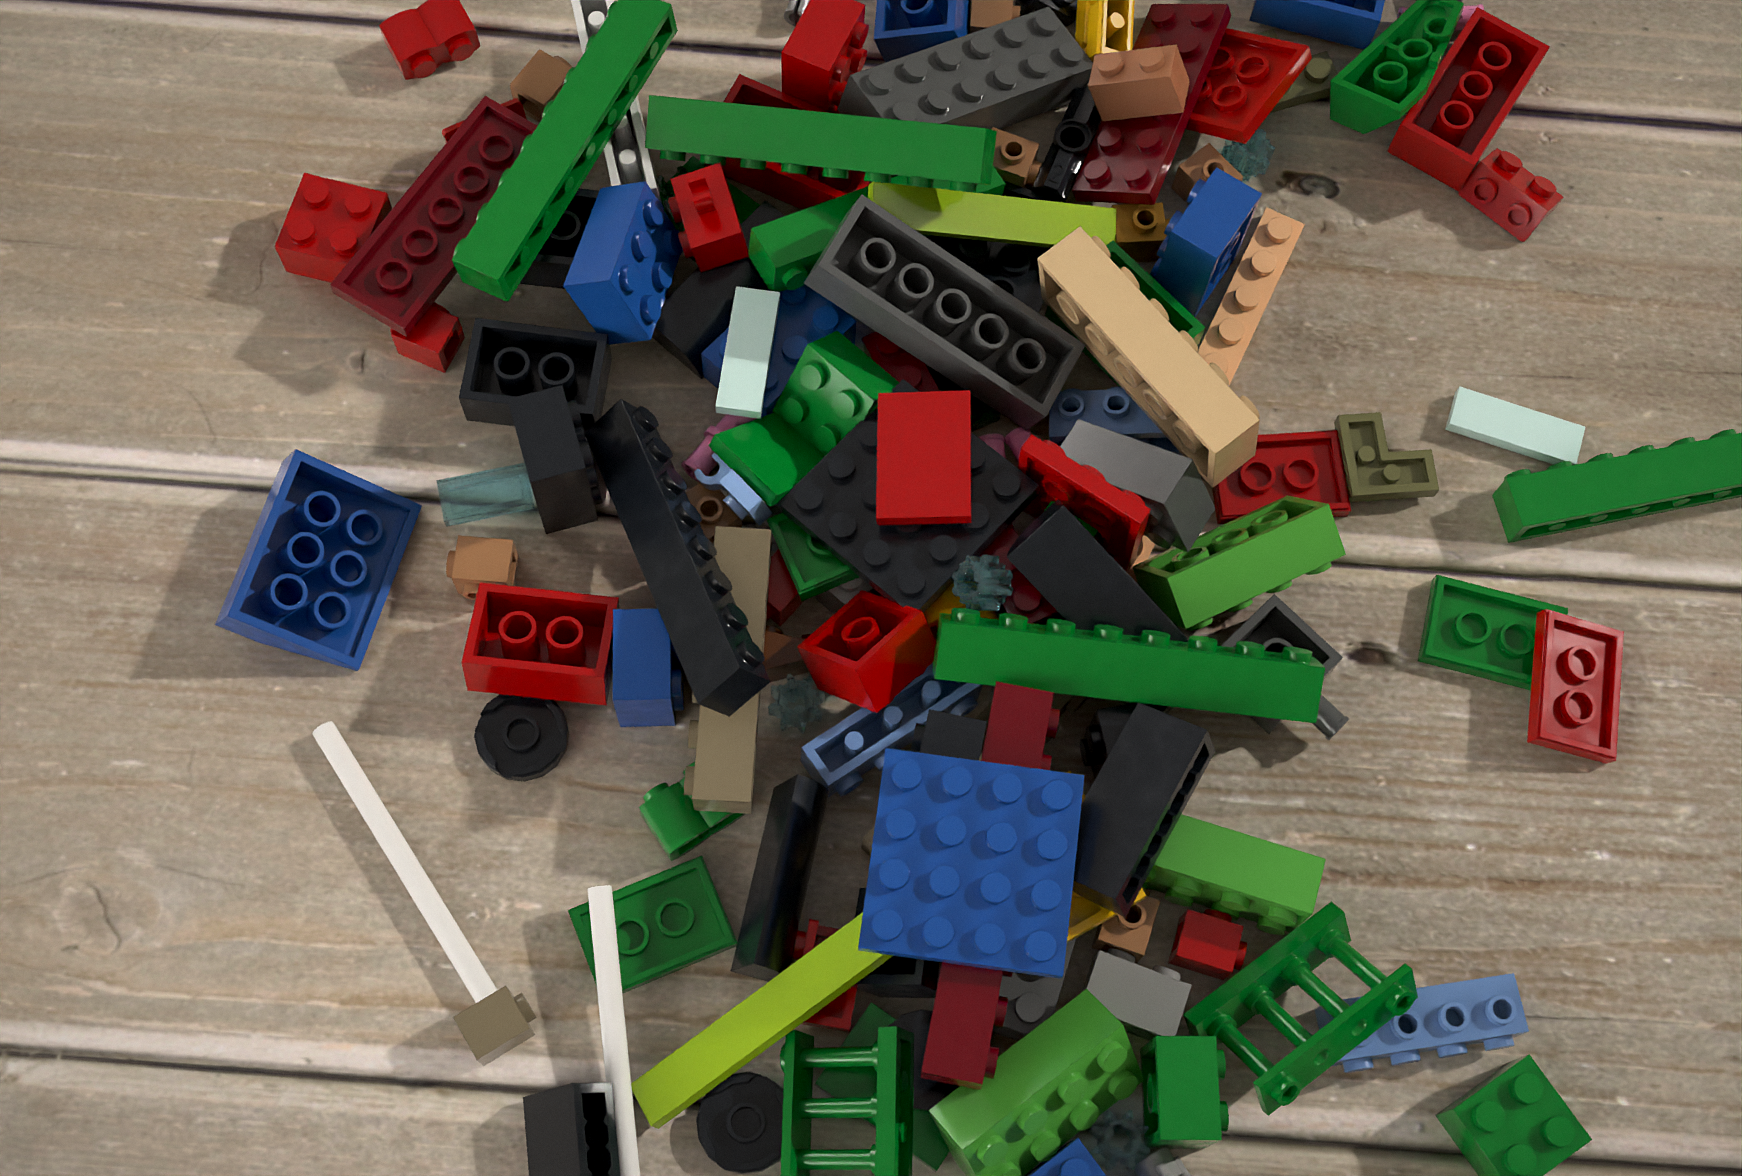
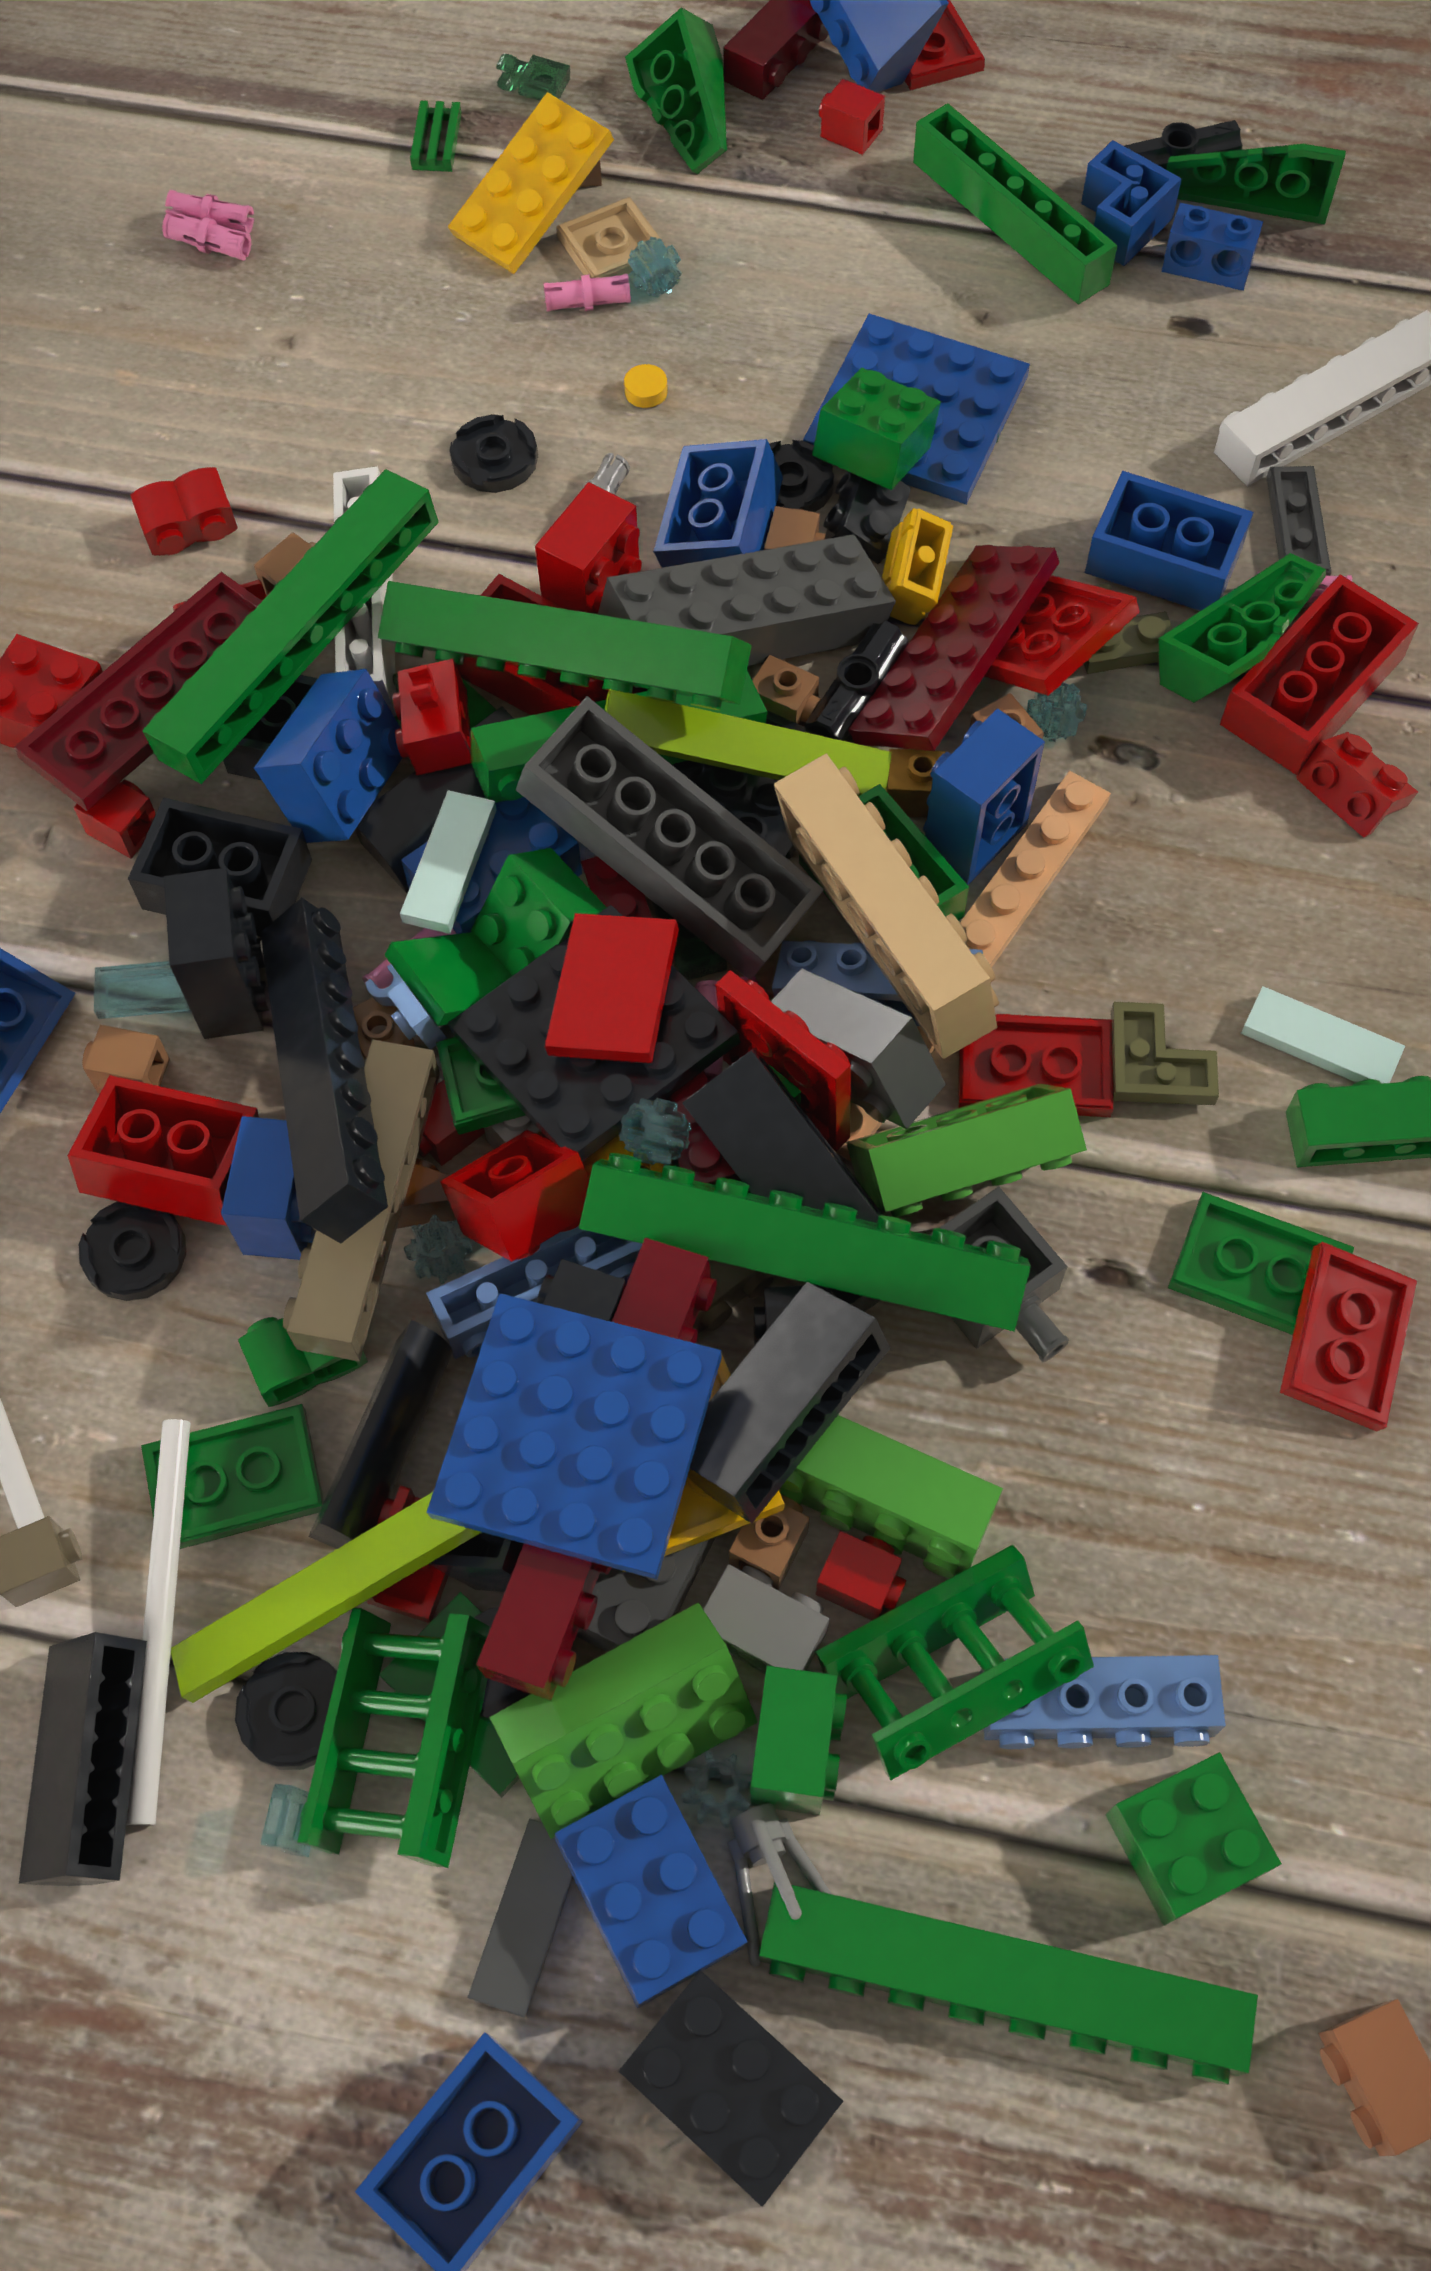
camera: 15 degrees right, 5 degrees down
(1139, 83) = (936, 619): nougat brick -> none

